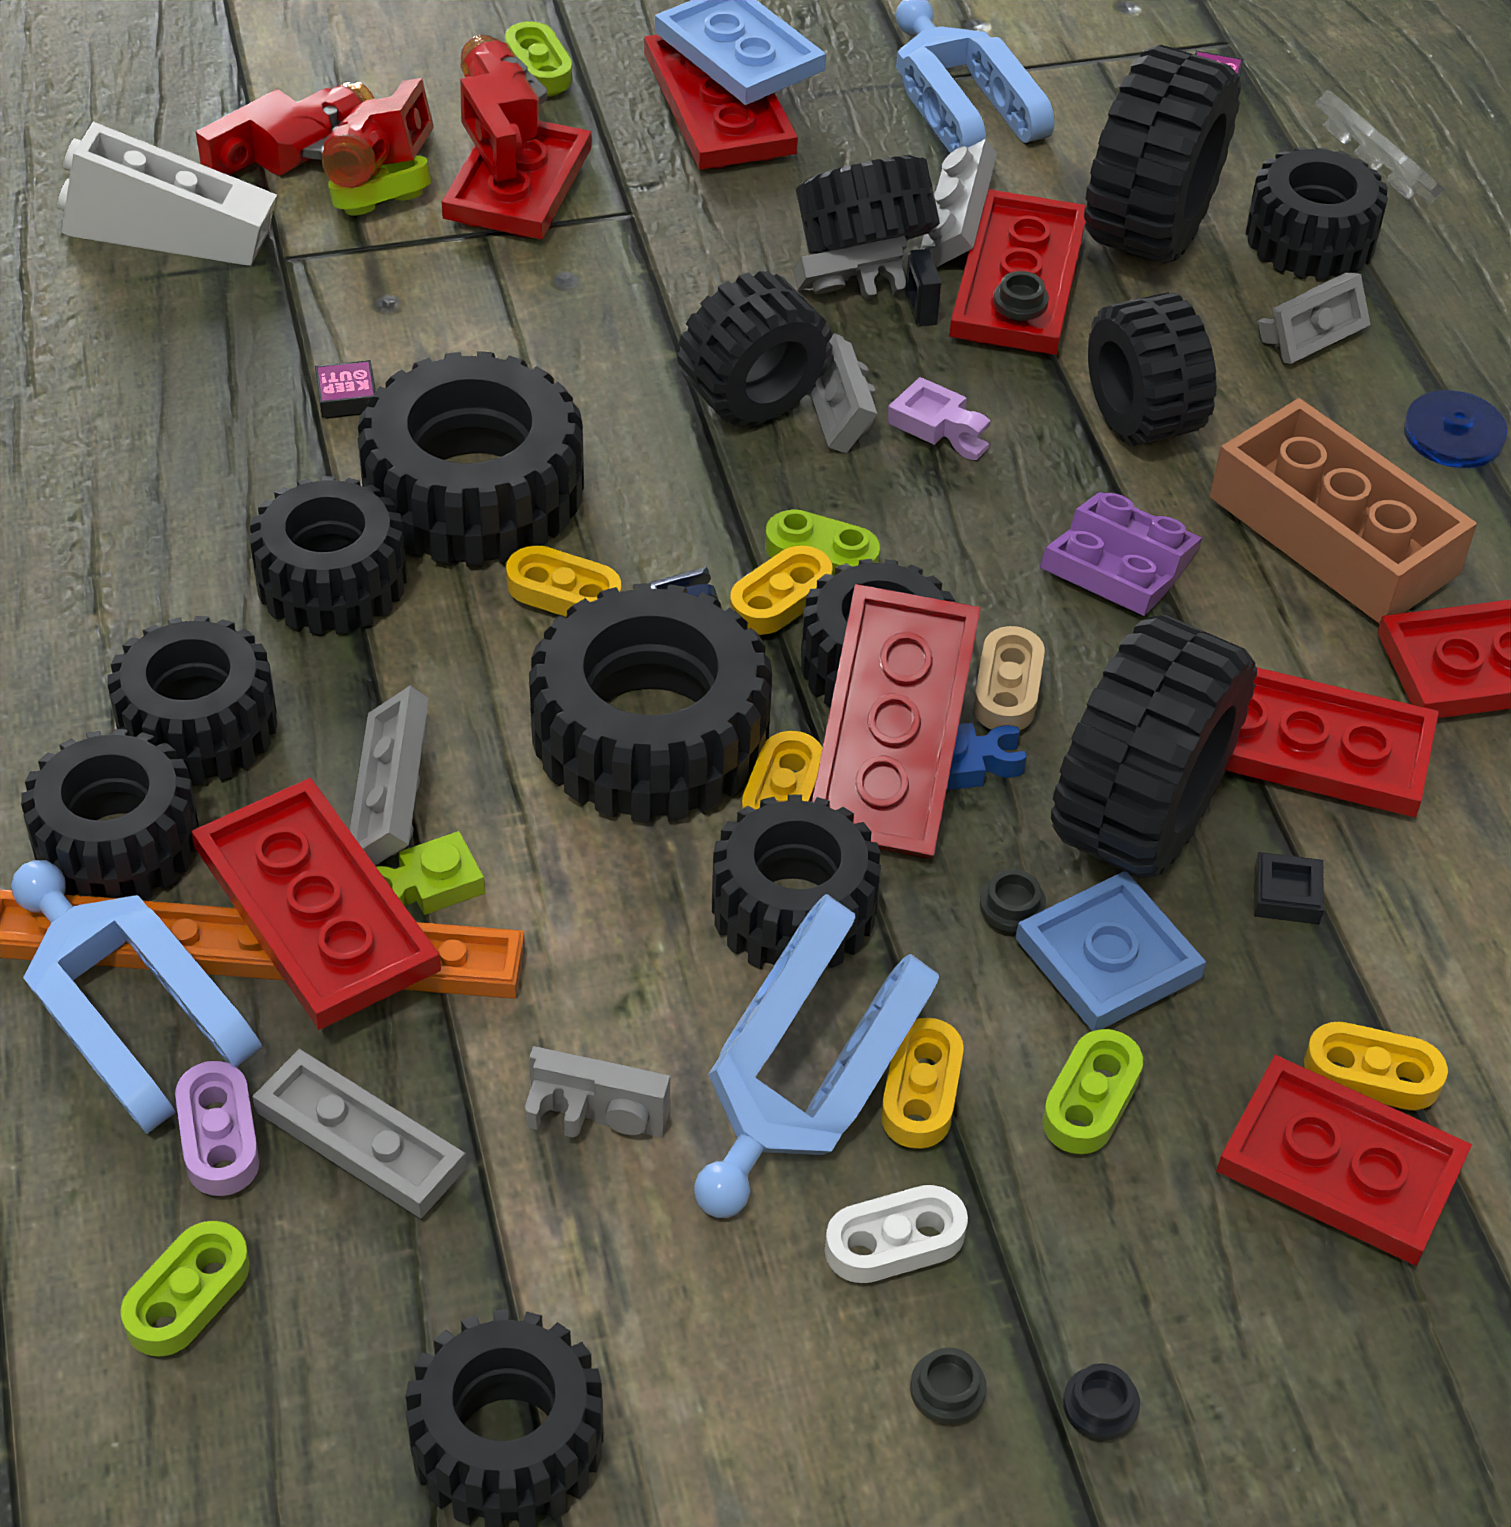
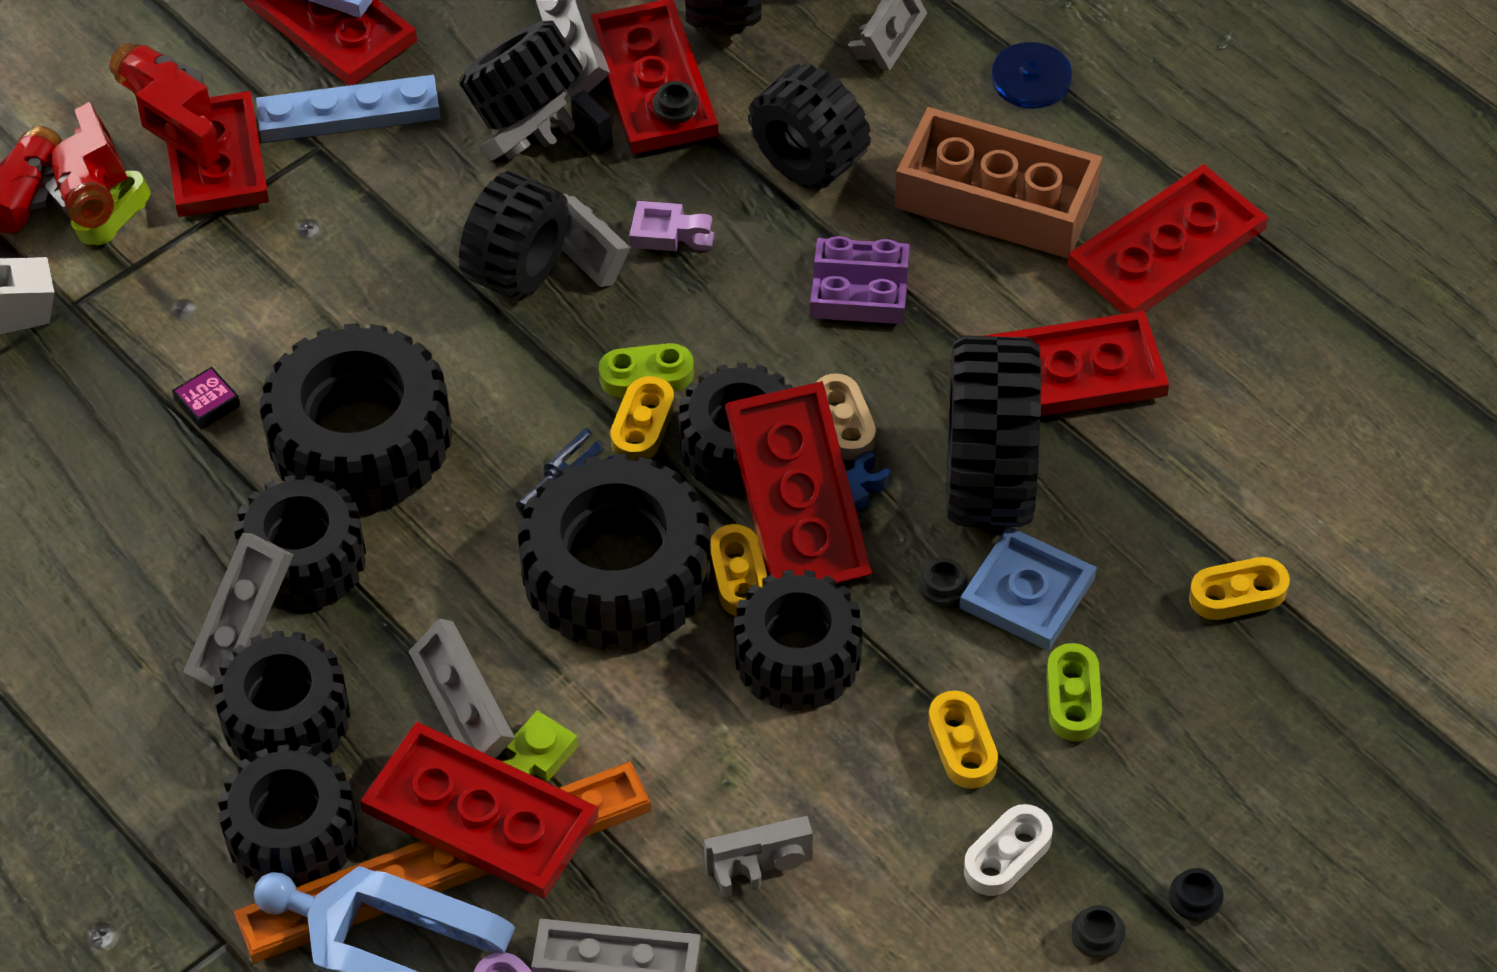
camera: 25 degrees left, 5 degrees up
(218, 572) = (239, 605): none -> light grey plate
(542, 54) = (156, 30): lime plate -> none
(556, 579) = (483, 485): yellow plate -> none
(683, 187) = (347, 108): none -> light blue plate
(761, 1115) = (850, 754): light blue piece -> none
(1289, 888) = (1114, 486): black tile -> none
(1344, 1159) = (1254, 661): red plate -> none

